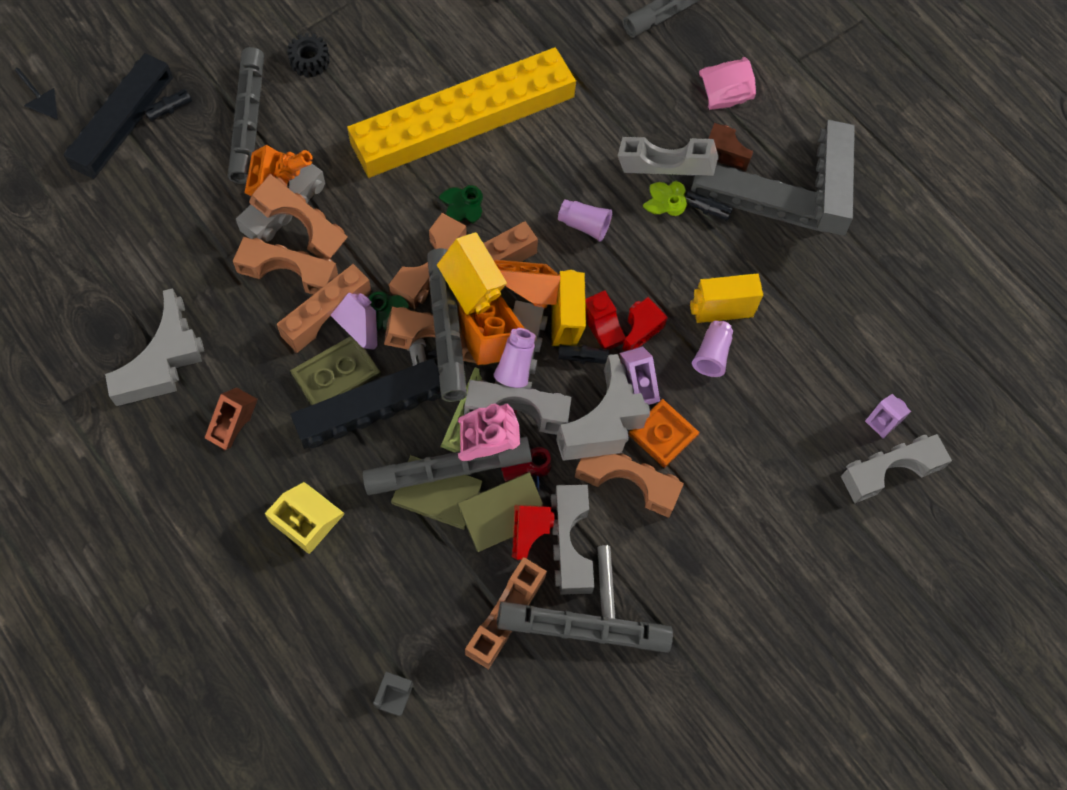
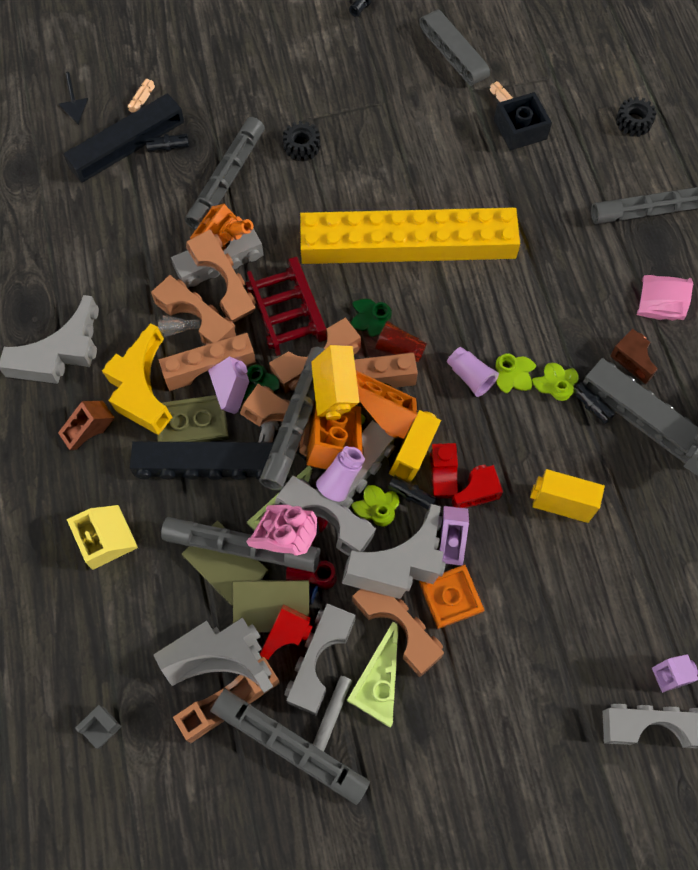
camera: 30 degrees right, 0 degrees up
(113, 66) = (141, 95): none -> light nougat axle
(265, 368) = (132, 376): none -> yellow arch
(268, 287) = (173, 325): none -> clear cone
(382, 204) = (301, 290): none -> dark red fence
(466, 576) = (215, 651): none -> light grey arch
(504, 217) = (399, 342): none -> clear red plant
(555, 378) = (377, 502): none -> lime plate
(627, 206) = (515, 376): none -> lime plate
(635, 543) = (376, 685): none -> yellowish green wing
(641, 156) = (549, 334): light grey arch -> none
(714, 350) = (534, 538): lavender plant -> none

